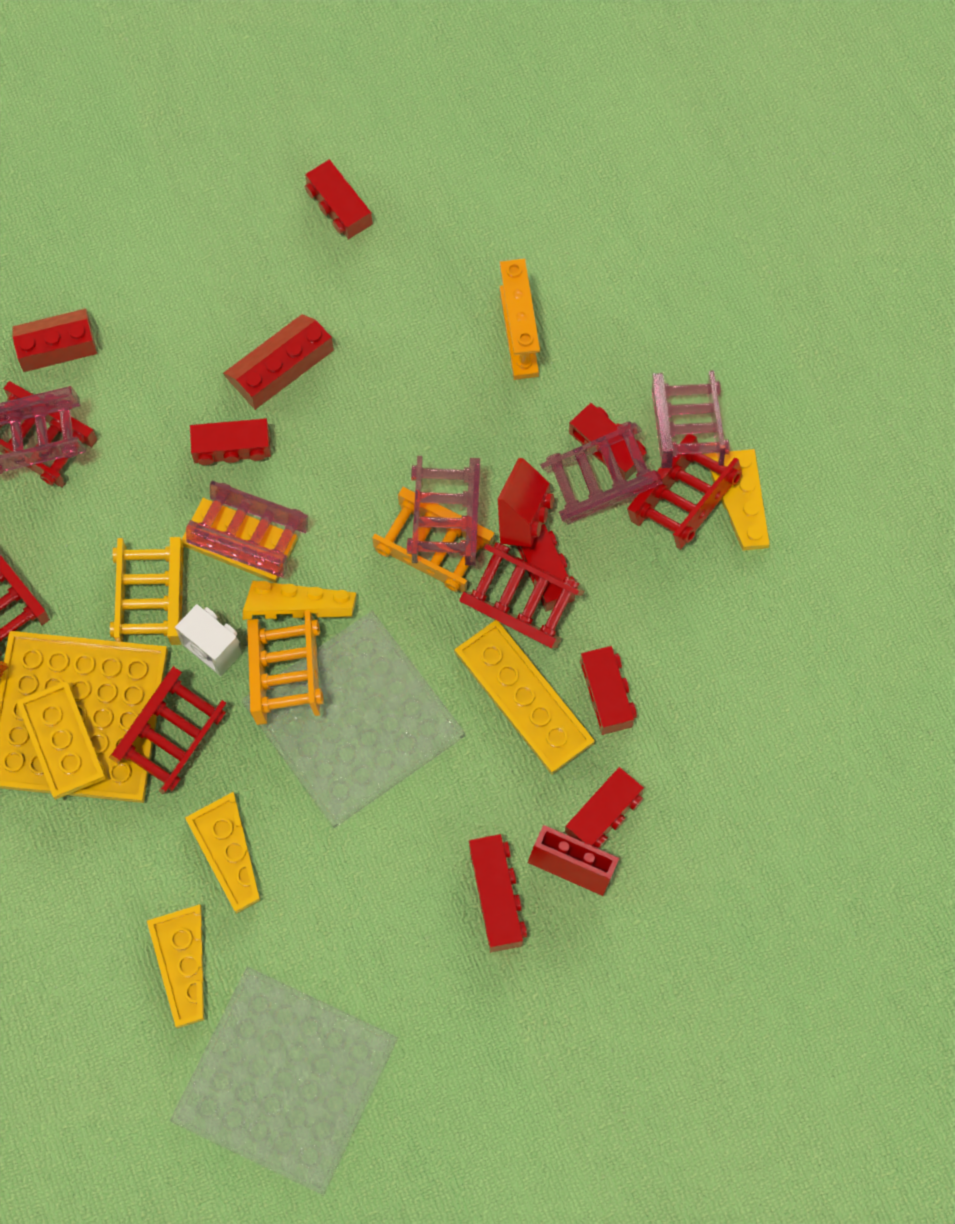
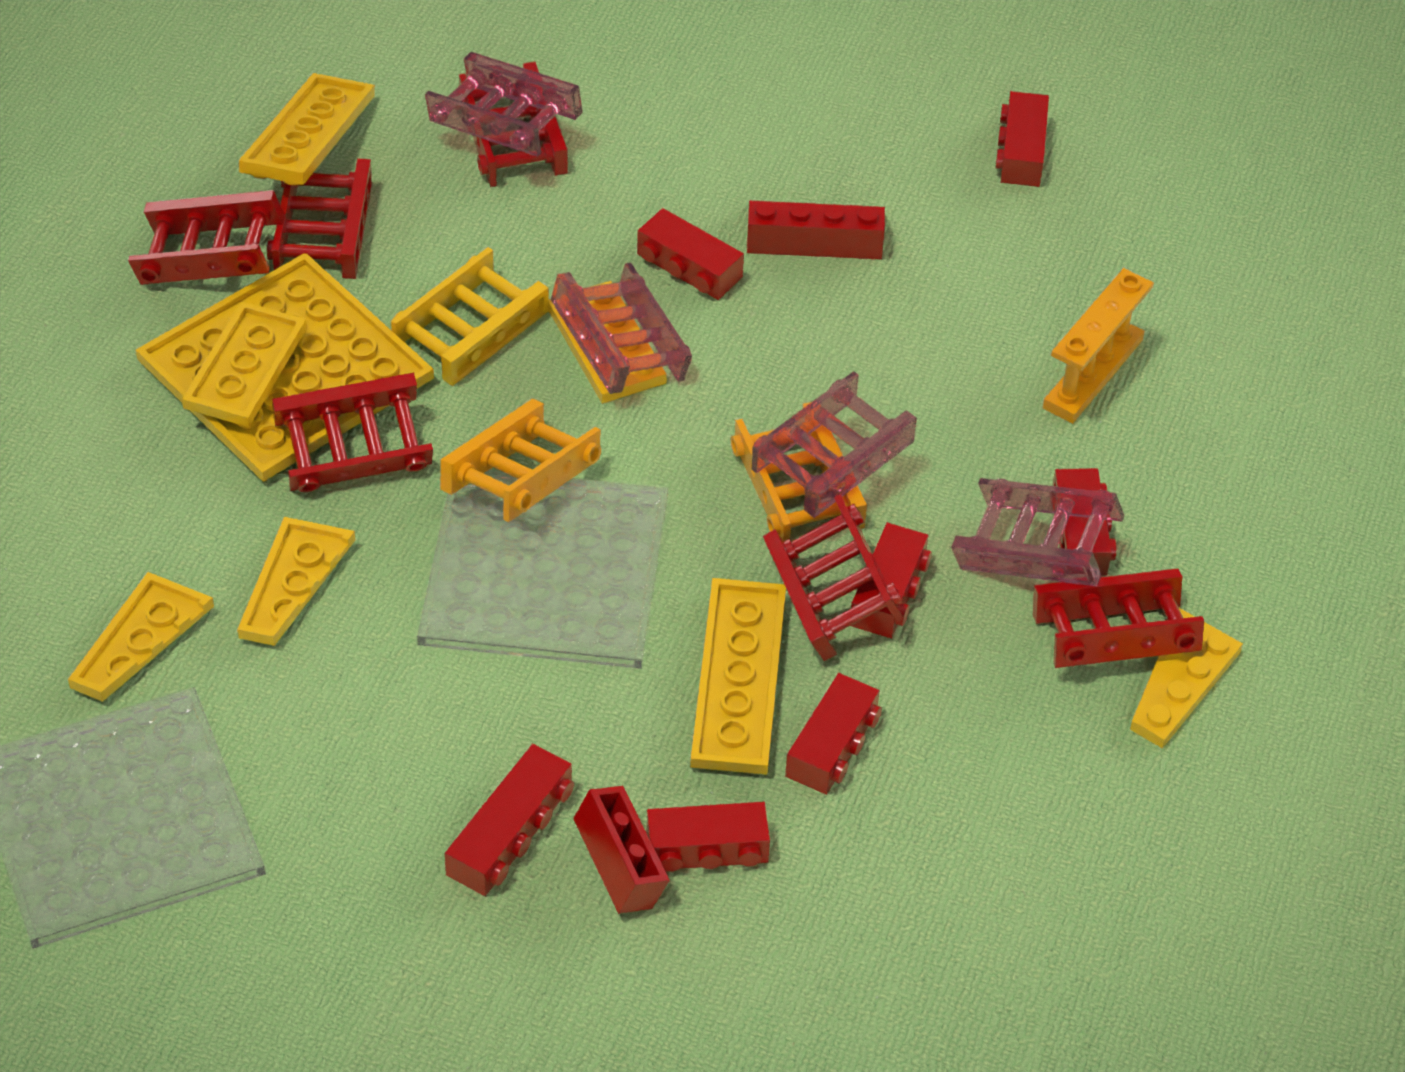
camera: 40 degrees right, 20 degrees down
(53, 340) = (614, 68): red slope -> none
(209, 639) = (477, 384): white brick -> none
(276, 598) = (577, 401): yellow wing -> none
(523, 505) = (919, 490): red slope -> none
(665, 430) = (1174, 529): fence -> none

